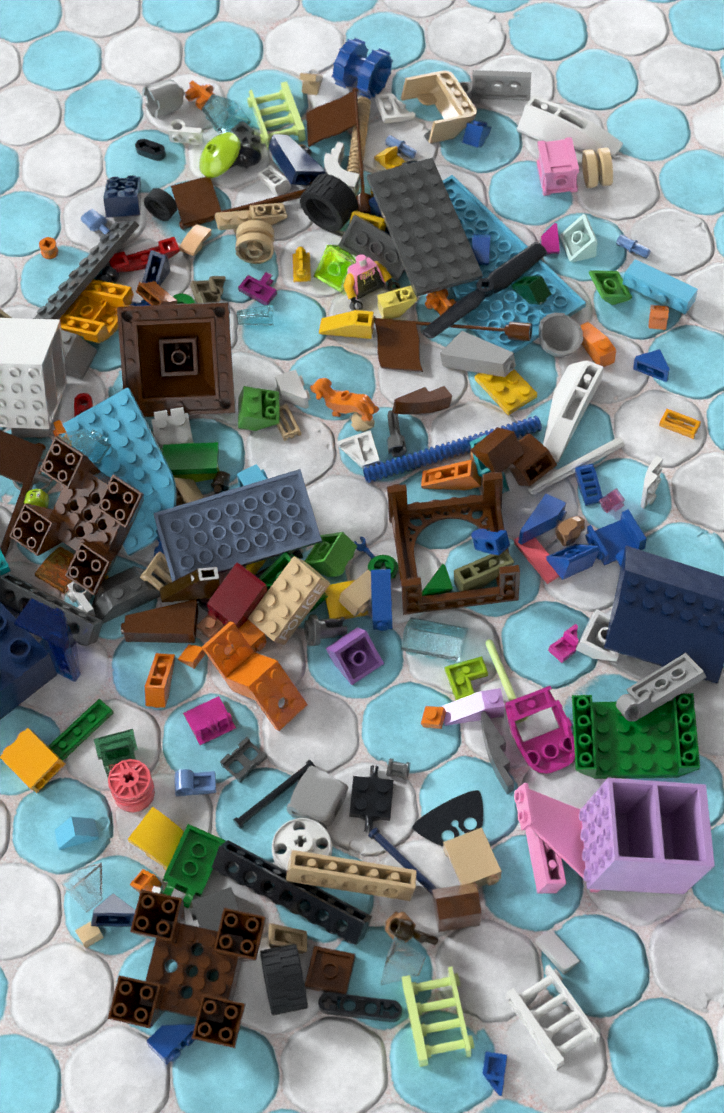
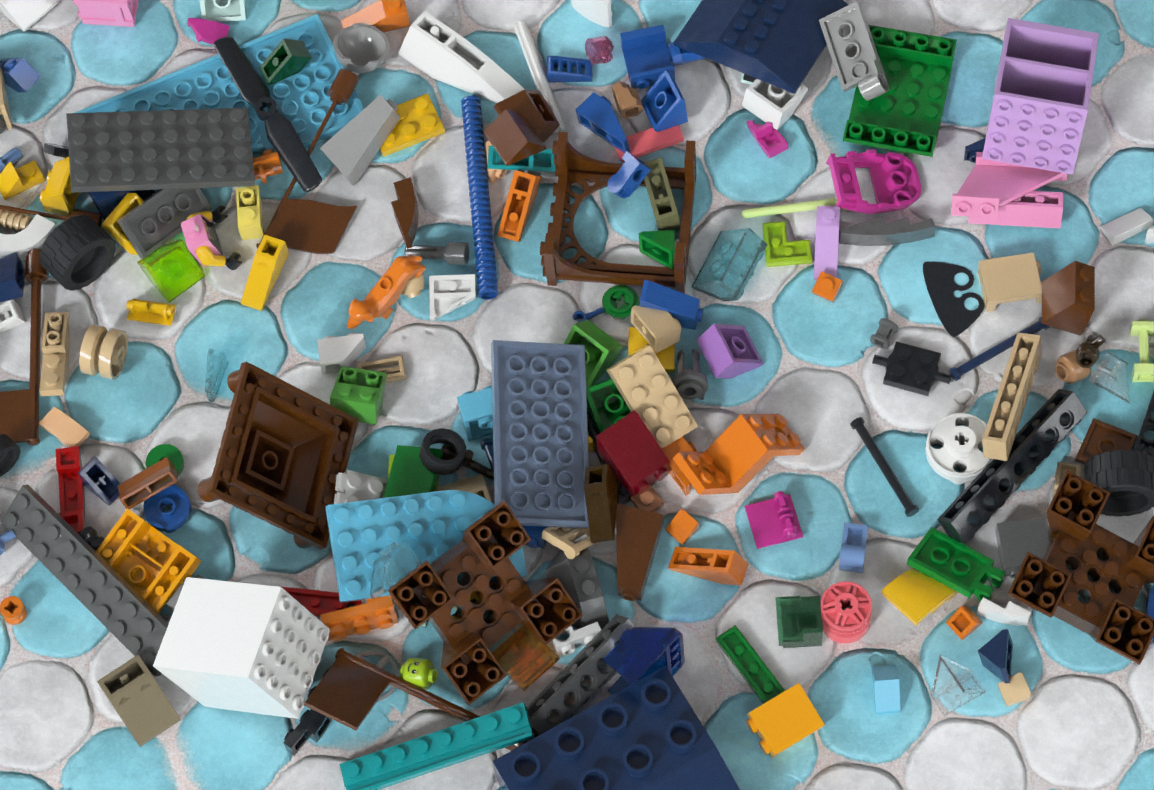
camera: 75 degrees left, 5 degrees up
(209, 290) = (156, 427): dark tan slope -> none
(212, 454) = (447, 437): none -> black tyre
(238, 755) = (840, 489): dark grey piece -> none
(258, 289) = (171, 366): magenta plate -> none
(317, 797) = (905, 417): light grey piece -> none
(481, 248) = (200, 98): blue slope -> none

